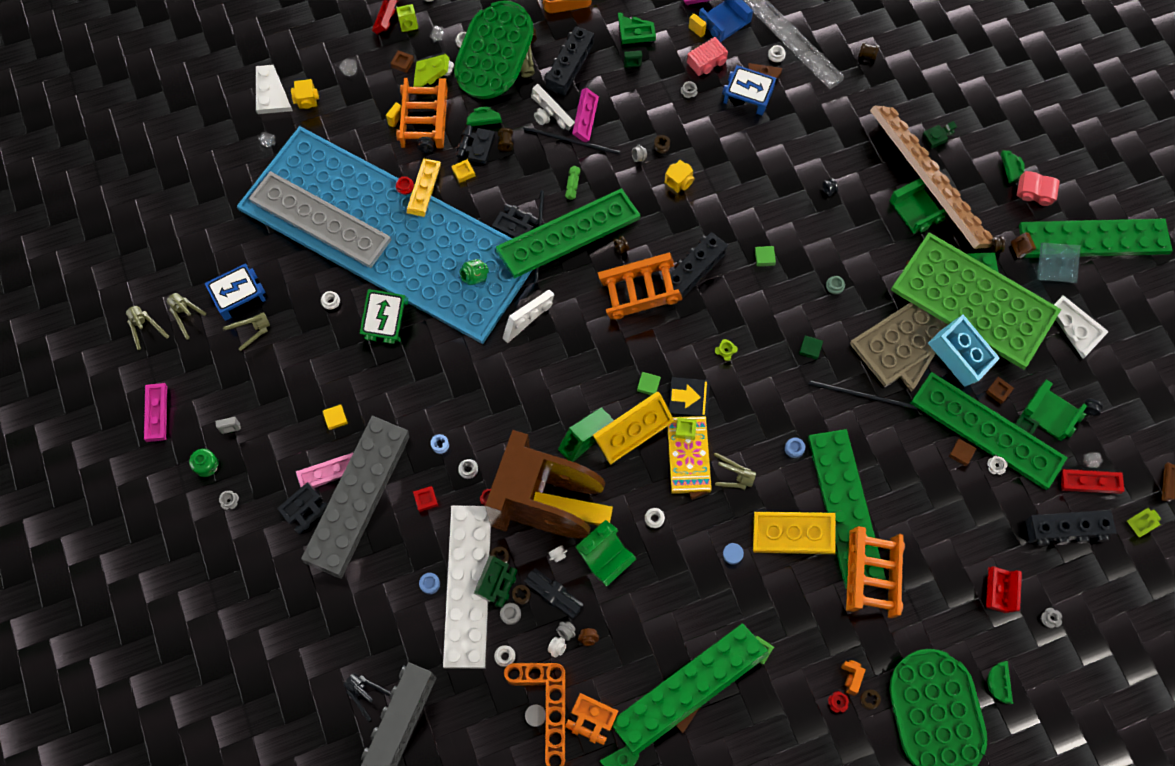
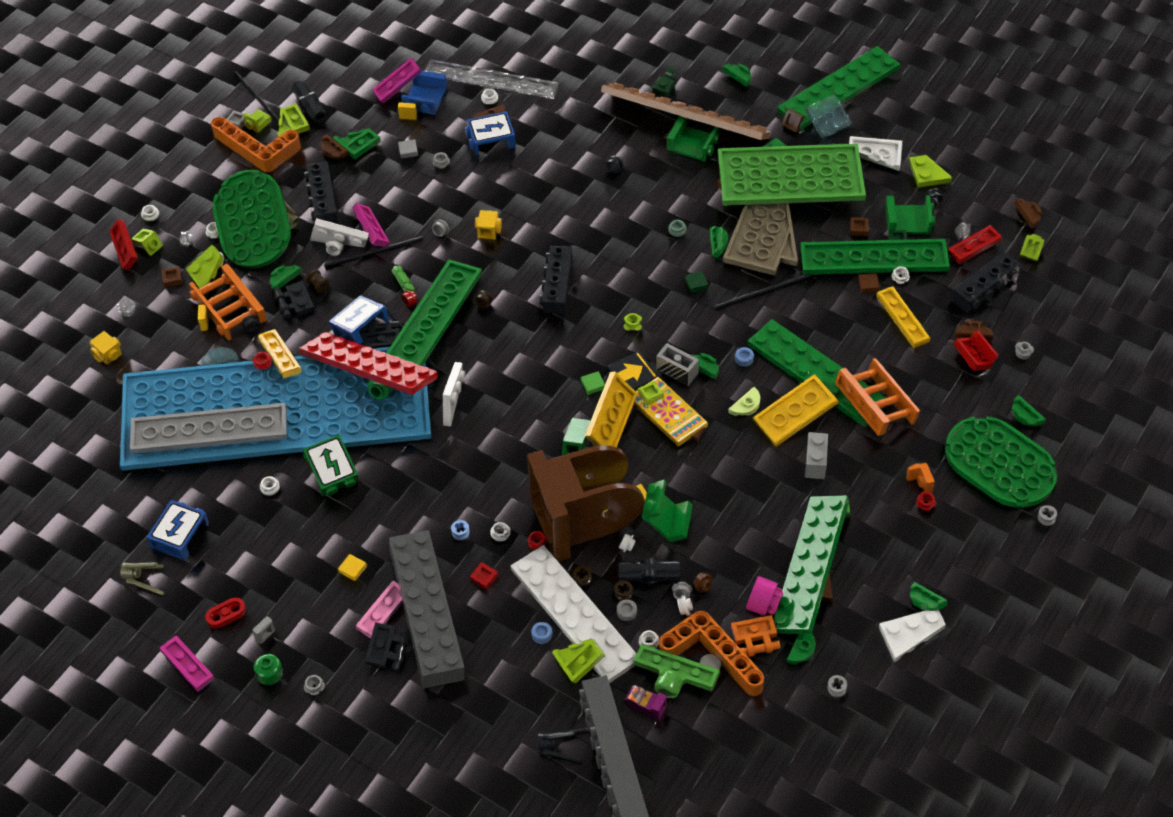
camera: 35 degrees left, 15 degrees down
(137, 318) = (103, 604): olive plant -> none
(215, 390) = (225, 613): none -> red plate
(259, 322) = (219, 540): olive plant -> none
(267, 139) = (101, 401): clear plate -> none
(269, 91) = (69, 366): white wing -> none
(380, 157) = (219, 356): none -> clear light blue plate
(434, 631) = (579, 658): none -> lime wing
(457, 710) = (646, 702): none -> magenta leg
(463, 171) = (300, 325): yellow tile -> none
(478, 246) = (369, 363): none -> red plate
(491, 580) = (596, 591): dark green plate -> none
(500, 701) = (675, 671): none -> bright green plate
(506, 194) = (355, 316): none -> panel
(563, 203) = (409, 298): none -> red plate
(610, 22) = (332, 148): none -> reddish brown plate
(625, 691) = (764, 597): none -> dark pink piece
(628, 273) = (520, 300): orange fence -> none
(633, 59) = (374, 163): dark green tile -> none
(654, 511) = (680, 465): white plate -> none
(662, 138) = (452, 215): dark brown bush -> none
(672, 61) = (408, 148): none -> light grey tile
(707, 56) = (435, 128): coral brick -> none
(728, 417) = (677, 364): none -> light grey brick
(733, 553) = (761, 456): medium blue tile -> none
(745, 475) = (724, 398): olive plant -> none
(753, 431) = (707, 365): none -> green plate
(760, 495) = (747, 404): none -> yellowish green plate
(765, 256) = (605, 241): bright green tile -> none
(777, 589) = (816, 455): none -> light grey brick
(861, 321) = (719, 240): none -> green plate
(869, 50) = (560, 55): dark brown bush -> none
(869, 706) = (946, 490): dark brown bush -> none
(964, 351) = (812, 212): medium azure slope -> none
(966, 507) = (903, 317): none -> yellow tile
(999, 244) = (775, 130): dark brown bush -> none
(1021, 563) = (969, 327): none -> reddish brown plate
(1038, 188) = (770, 76): coral brick -> none
(1108, 377) = (927, 171): none -> lime wing

